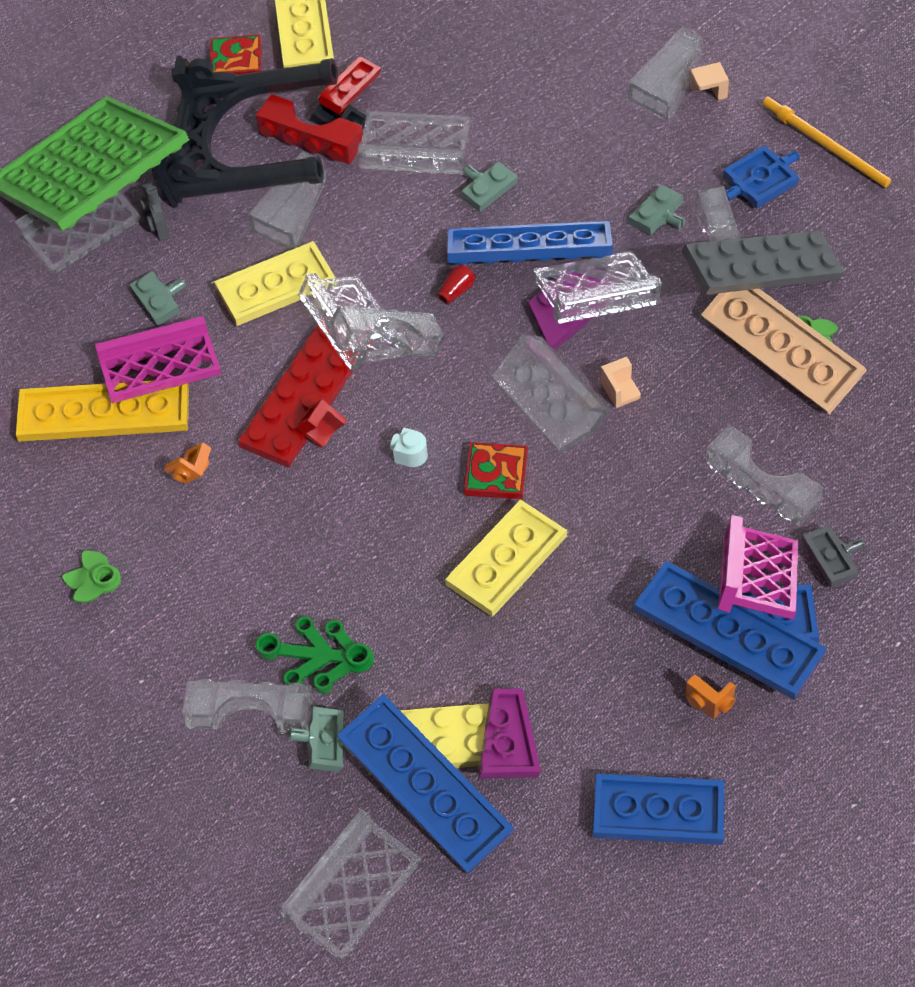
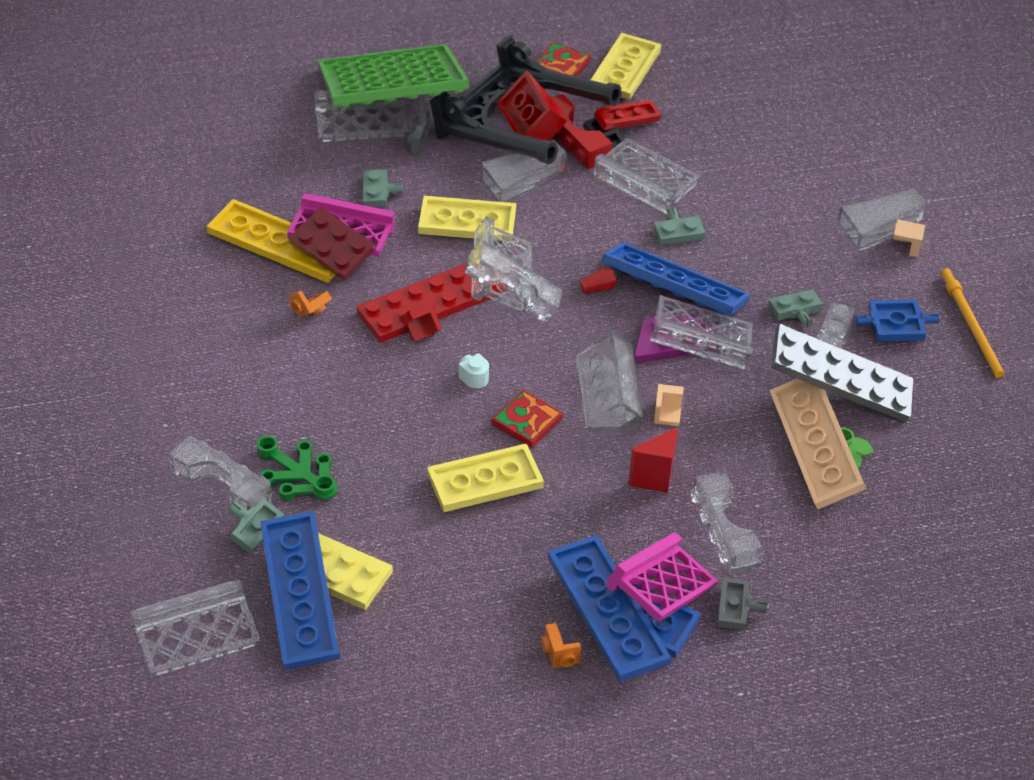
camera: 25 degrees right, 10 degrees down
(88, 579) = (187, 344): bright green plate -> none
(167, 386) = (332, 243): none -> dark red plate
(256, 129) = (531, 109): none -> red slope
(508, 738) = (385, 595): magenta wing -> none
(659, 809) = (458, 702): blue plate -> none
(662, 452) = (653, 462): none -> red slope

